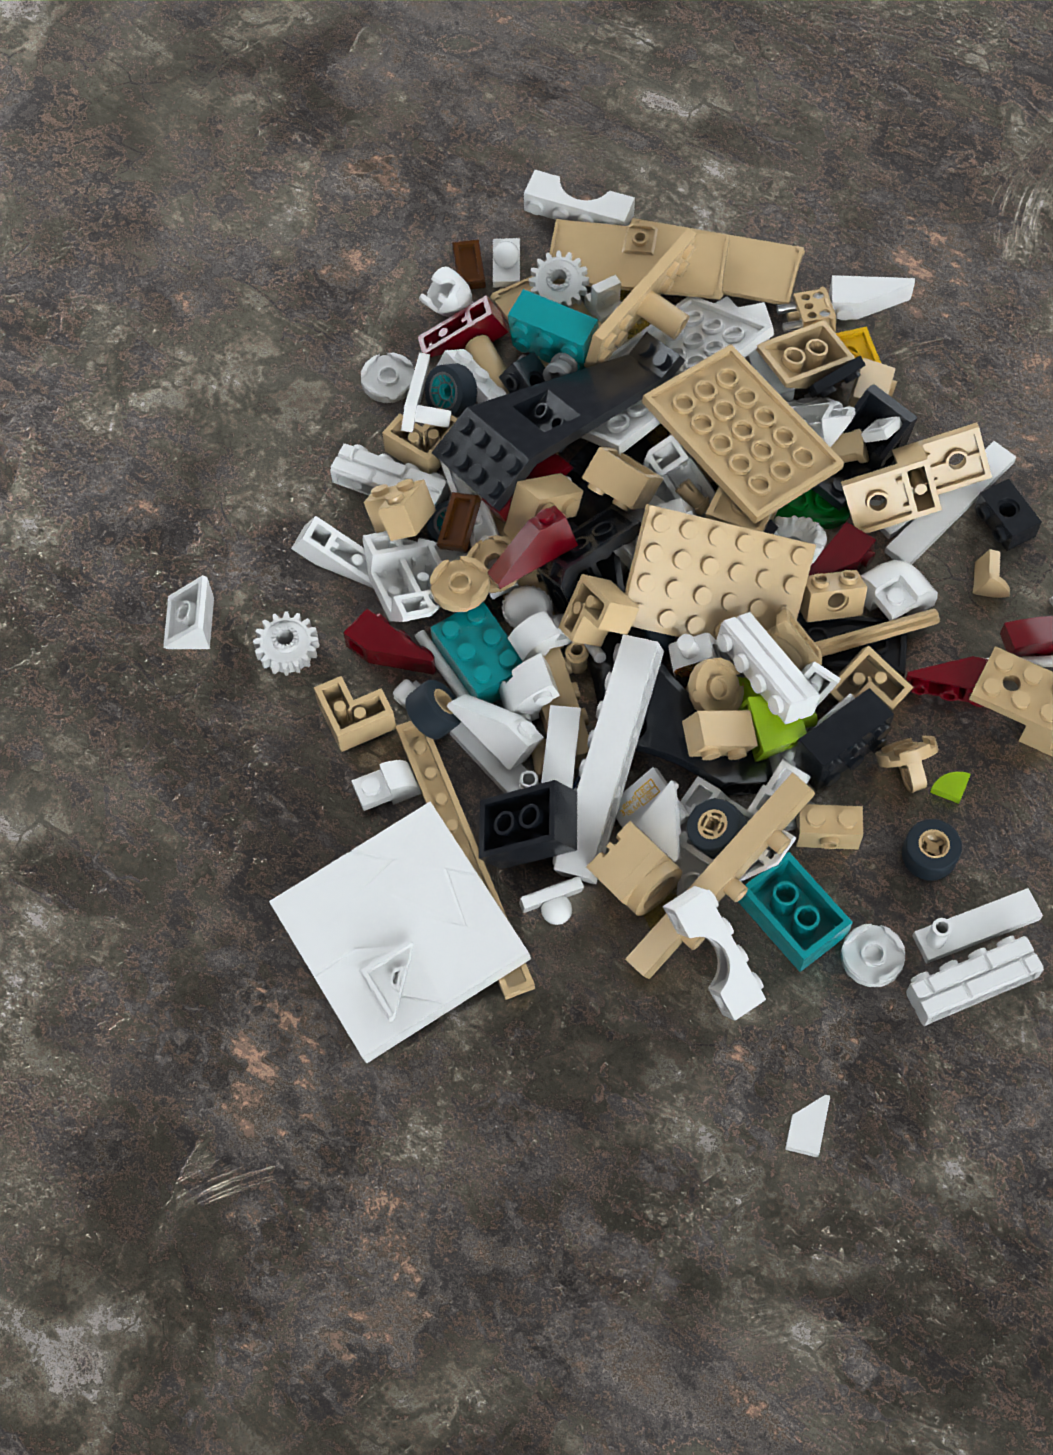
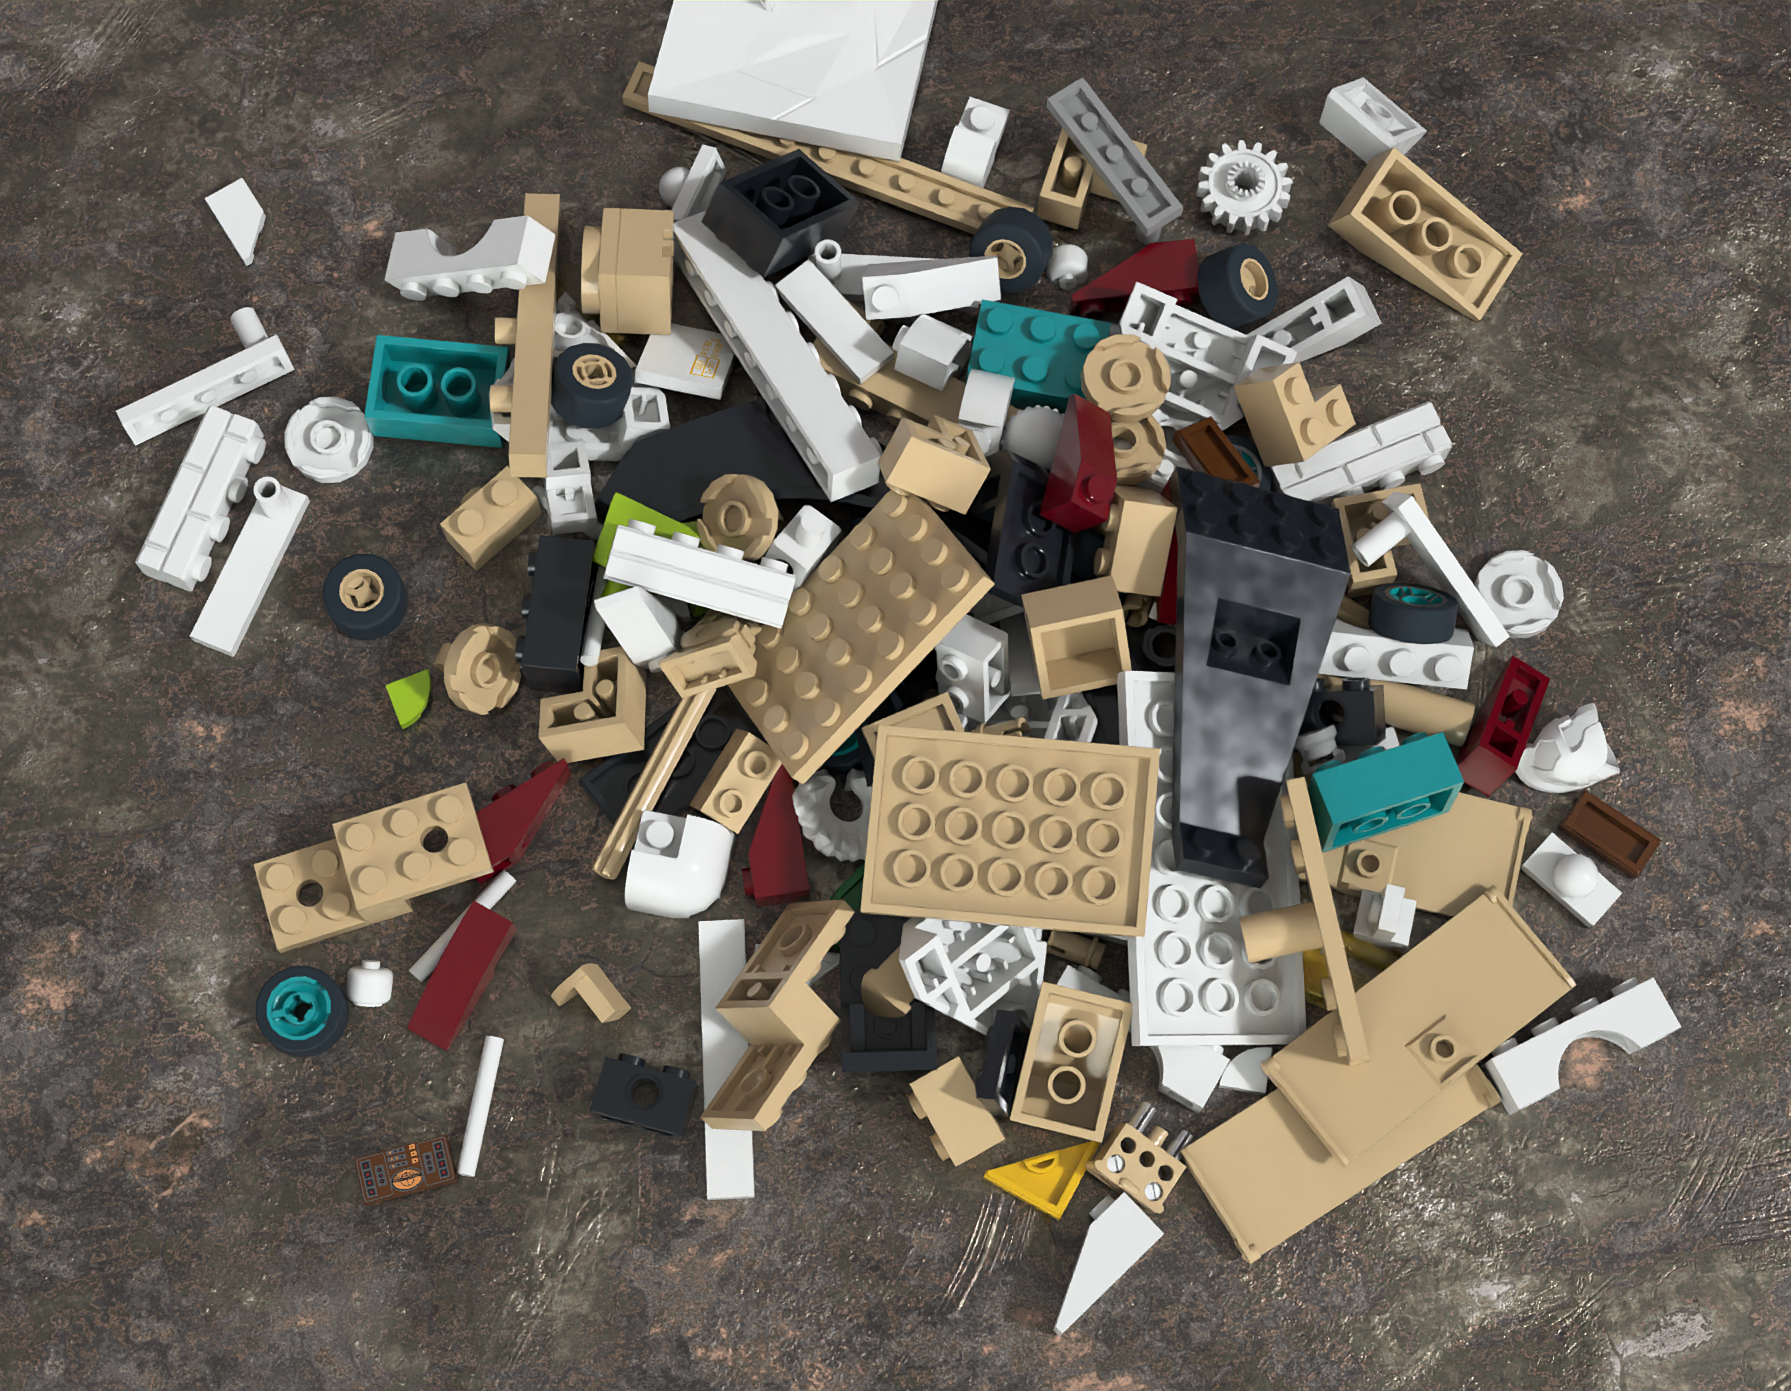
camera: 130 degrees right, 10 degrees up
(235, 548) = (1424, 234): none -> tan slope
(338, 692) = (1115, 159): none -> light grey piece
(349, 595) = (1237, 285): none -> black wheel
(560, 268) = (1463, 906): white gear -> none
(662, 822) = (650, 344): white tile -> none
(719, 734) = (679, 466): tan brick -> none
(872, 1024) = (215, 385): none -> white piece
(881, 429) = (872, 1024): white tile -> none

